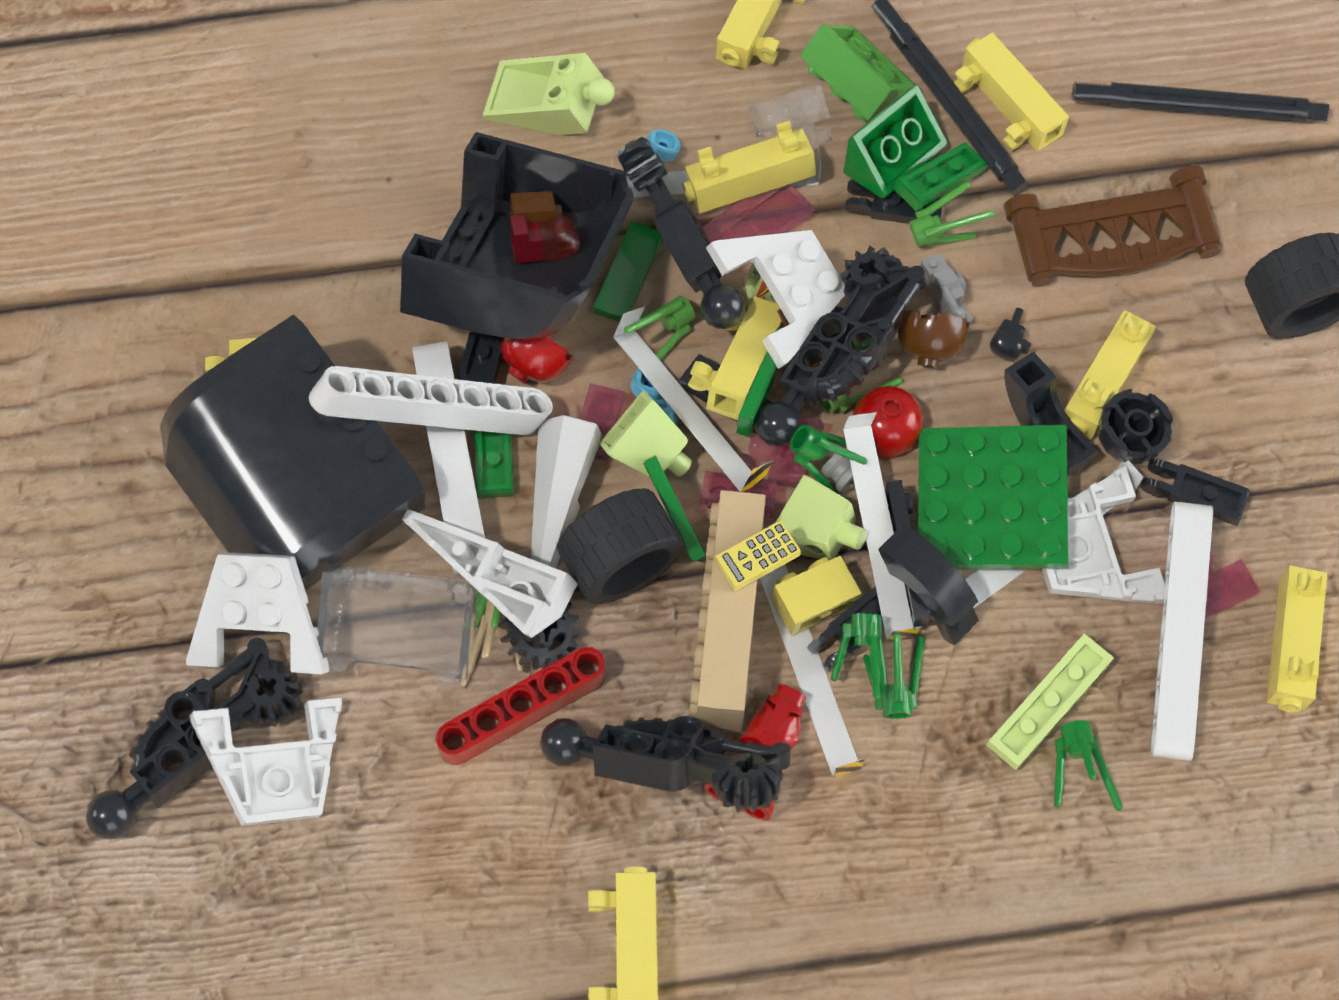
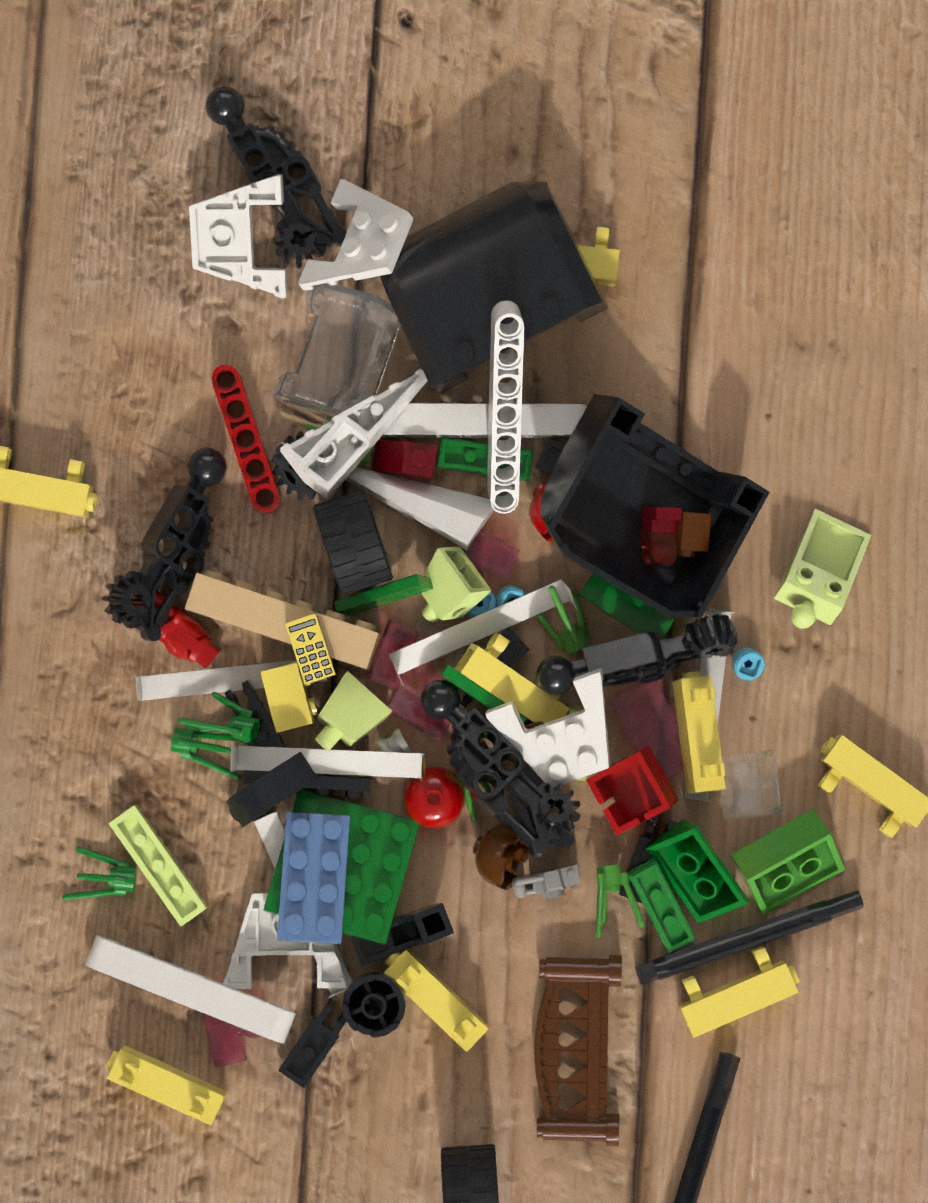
camera: 105 degrees right, 20 degrees up
(510, 516) = (405, 459): none -> dark red slope
(813, 445) = (411, 720): green plant -> none
(822, 211) = (636, 786): none -> red piece
(1008, 338) = (489, 923): black piece -> none
(1017, 513) = (313, 878): none -> medium blue plate

